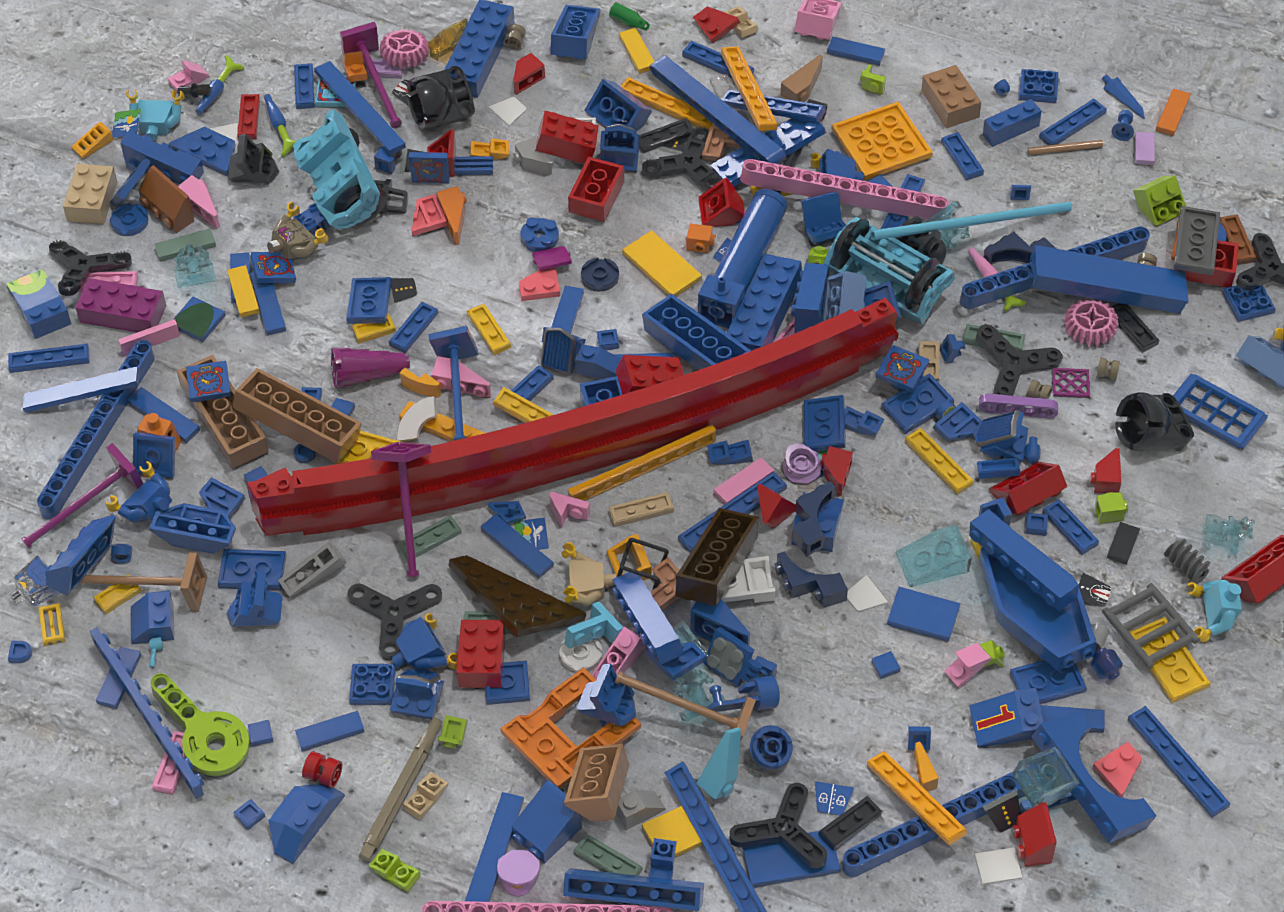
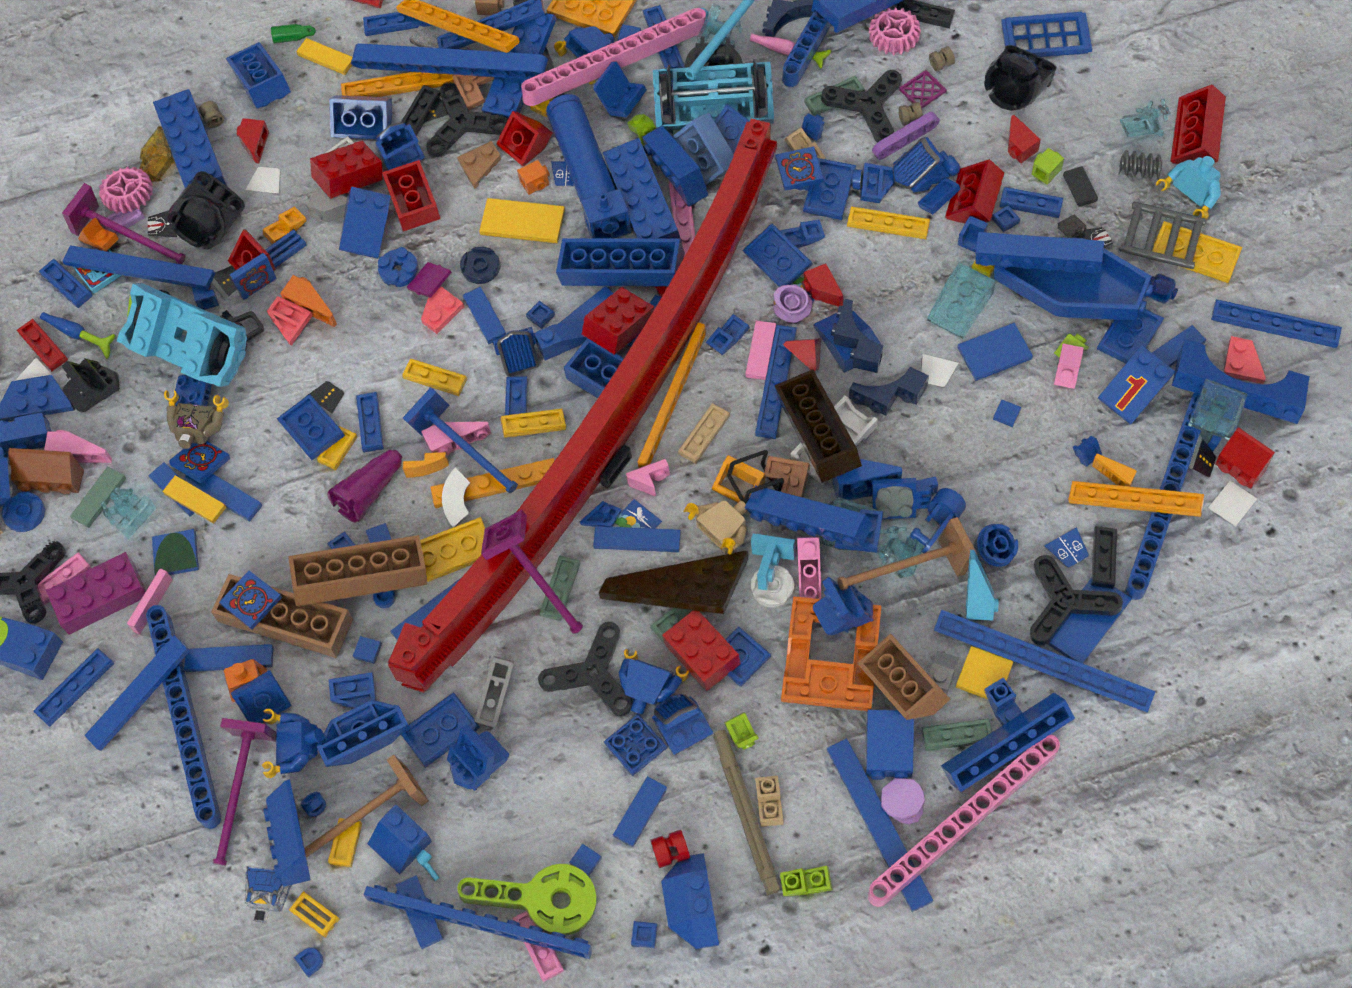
camera: 35 degrees left, 10 degrees up
(543, 184) = (364, 222): none -> blue slope
(552, 482) = (616, 466): none -> black tile
(673, 201) = (479, 162): none -> medium nougat wing
(1083, 567) = (1071, 226): none -> clear smoke tile

